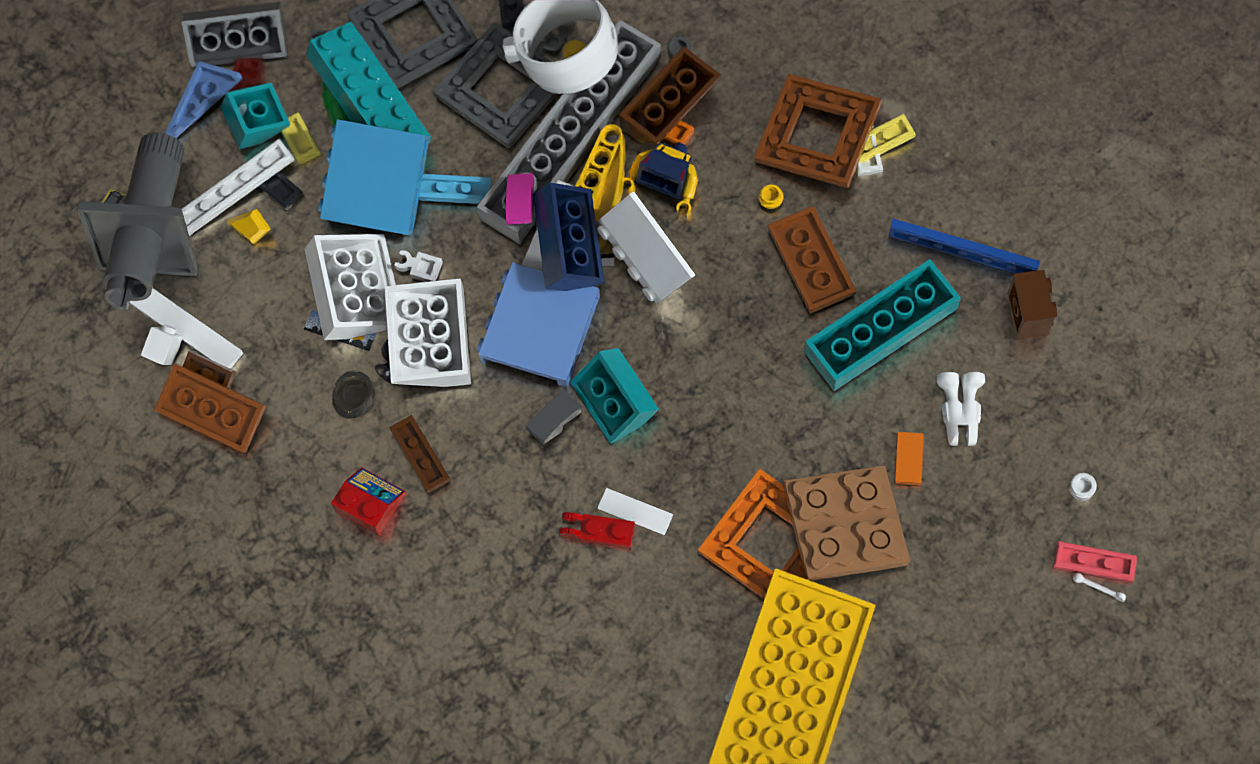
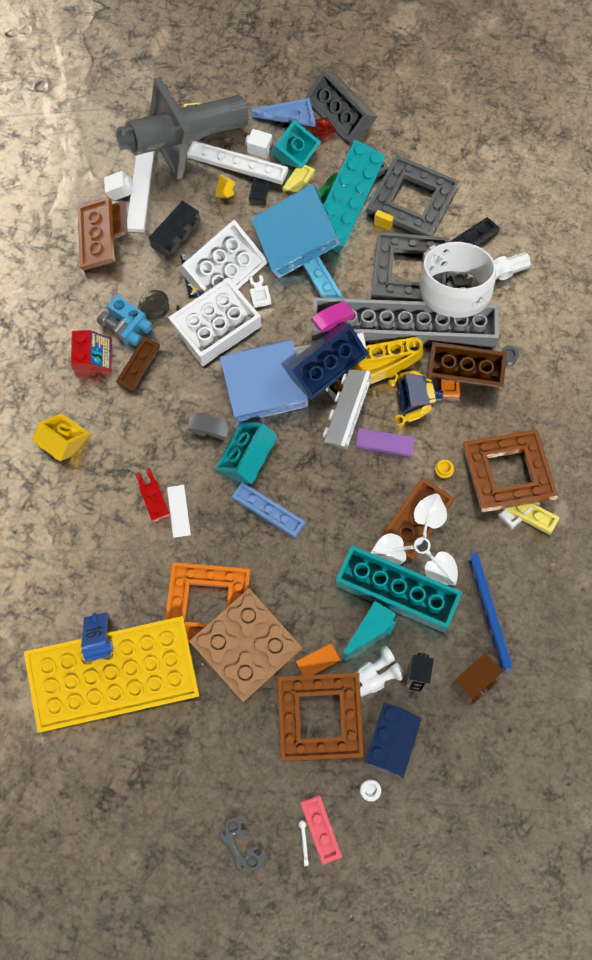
camera: 55 degrees right, 0 degrees up
(219, 153) = (259, 143): none -> white brick
(269, 313) = (175, 229): none -> black brick
(358, 431) = (130, 321): none -> dark azure hips
(422, 76) = (383, 220): none -> yellow tile
(456, 594) = (60, 436): none -> yellow slope
(698, 411) = (268, 510): none -> medium blue tile
(703, 235) = (385, 442): none -> medium lavender tile
(739, 678) = (94, 638): none -> blue door
(883, 266) = (431, 513): none -> white plant
(909, 373) = (373, 629): none -> teal slope
(993, 355) = (419, 673): none -> black brick
(1021, 470) = (291, 742): none -> dark orange plate
(1041, 432) = (393, 740): none -> dark blue slope
(1087, 652) = (234, 827): none -> dark grey helmet

